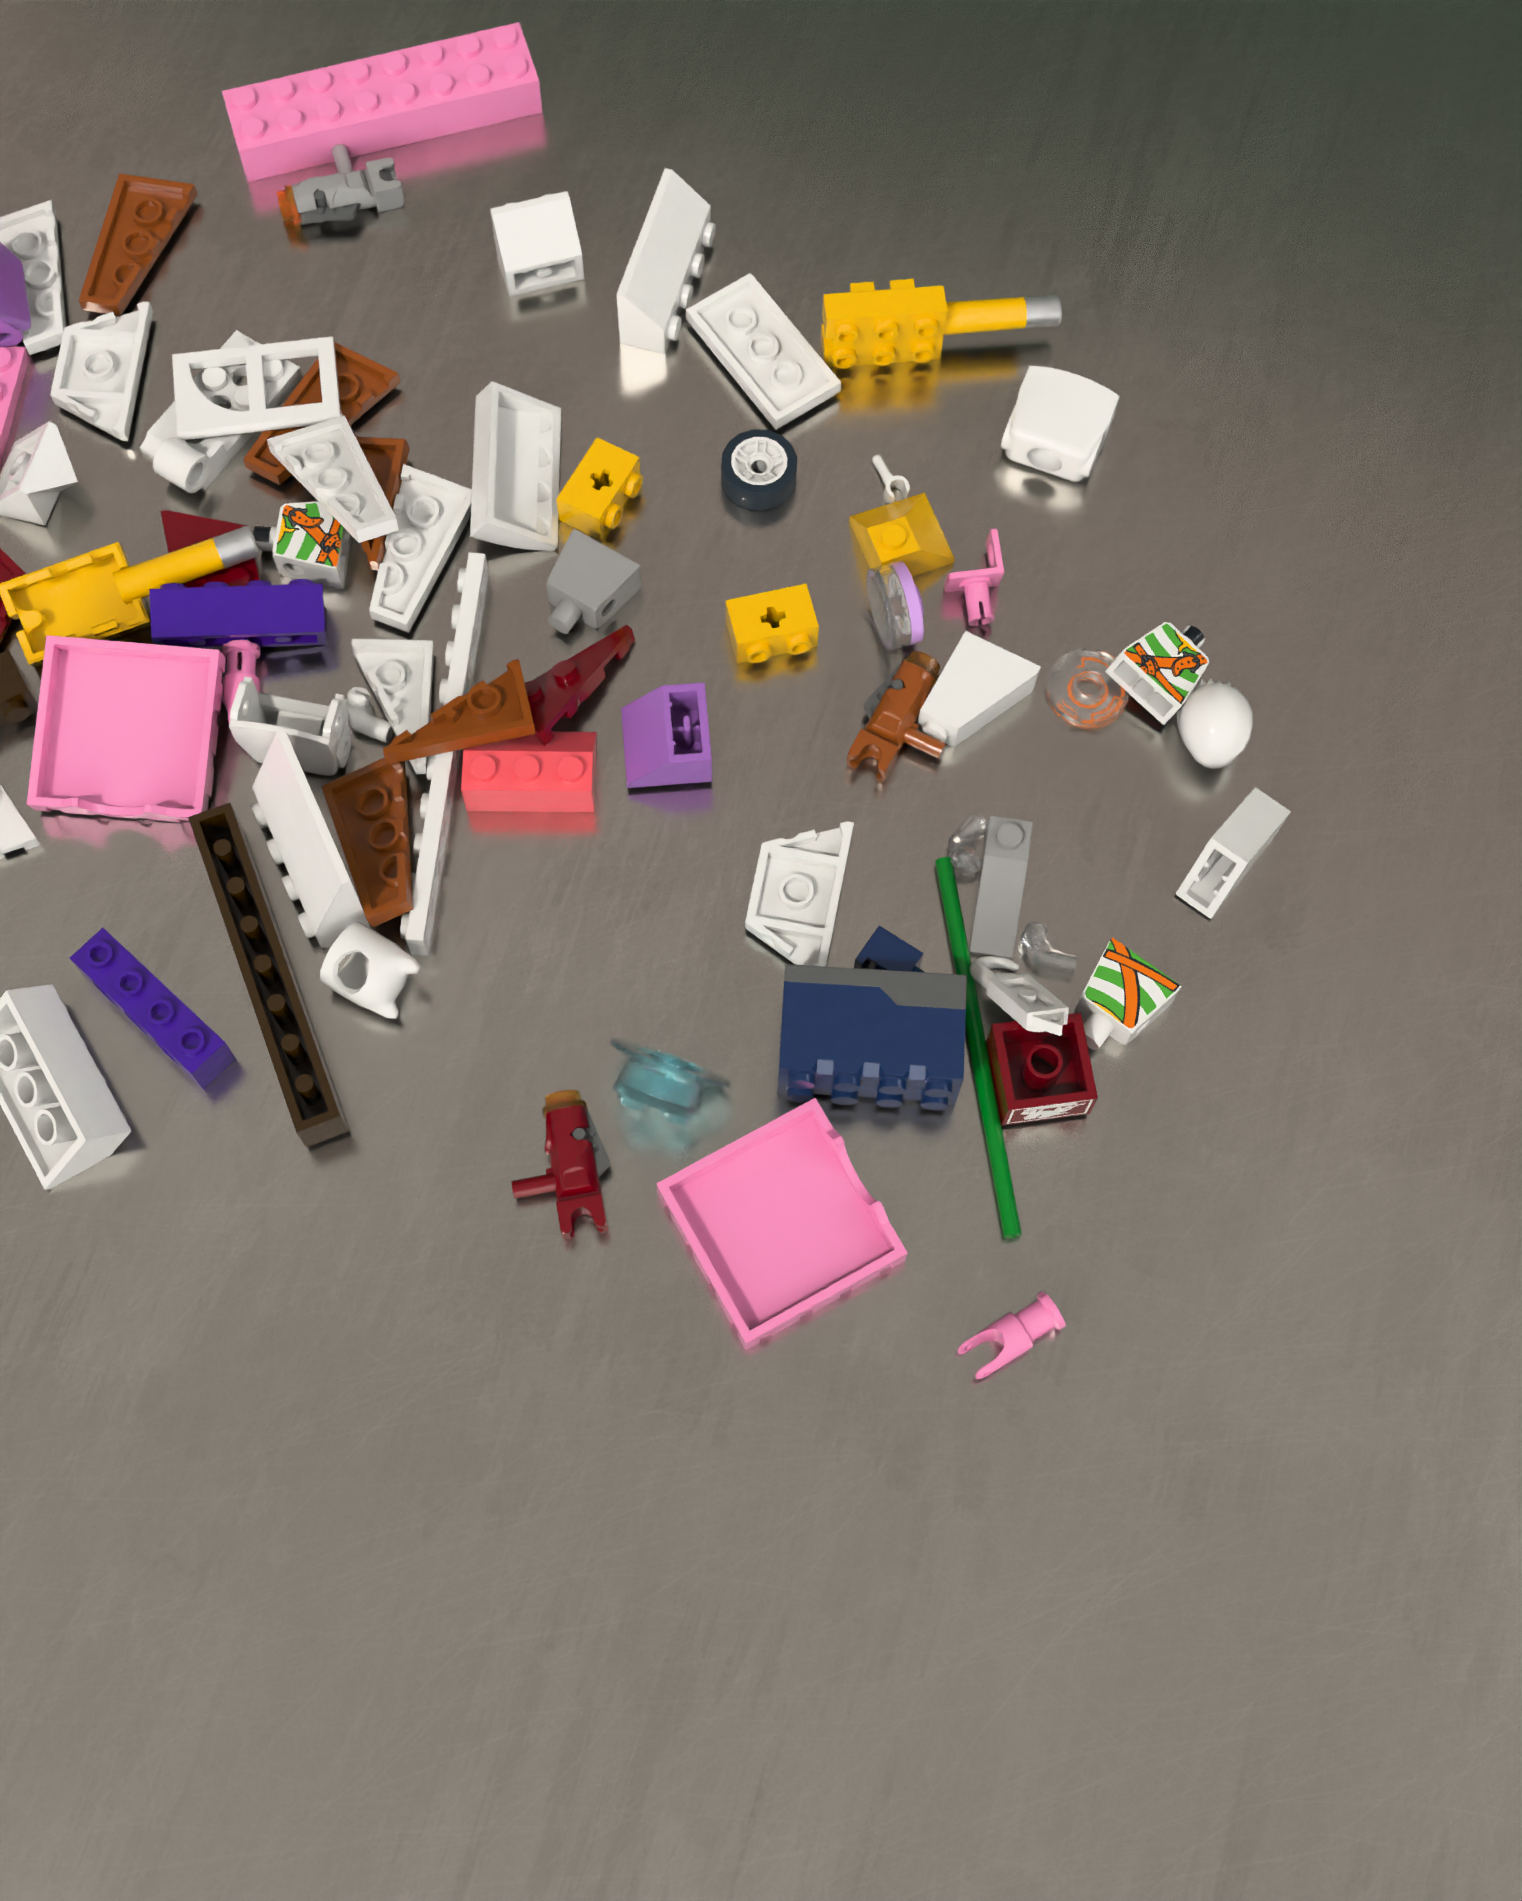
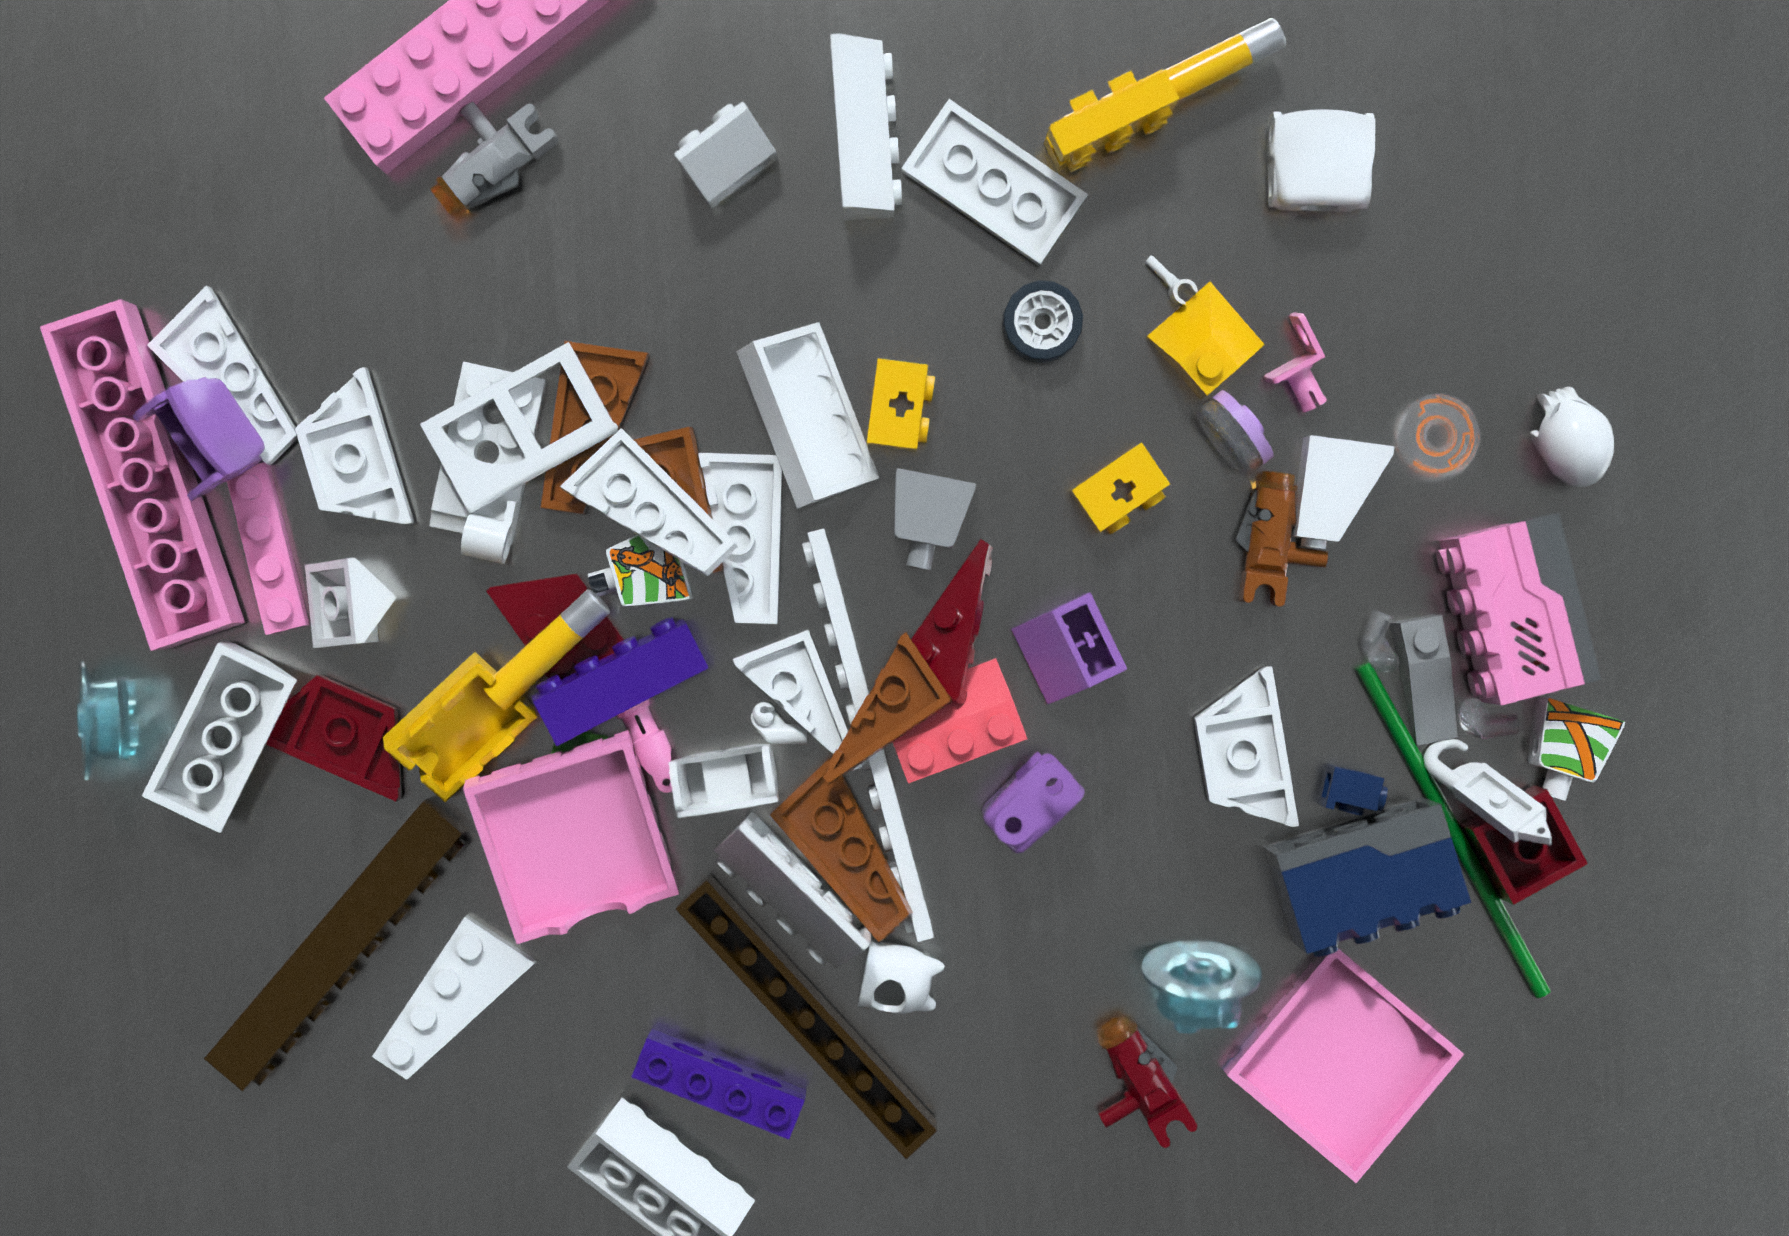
camera: 15 degrees left, 20 degrees up
(132, 236) = (307, 286): dark orange wing -> none
(568, 853) = (1029, 808): none -> medium lavender piece
(1017, 1332) = (1577, 1078): bright pink piece -> none
(1109, 846) = (1518, 610): none -> bright pink piece
(1161, 668) = (1507, 398): torso -> none
(1232, 852) = (1630, 562): white slope -> none

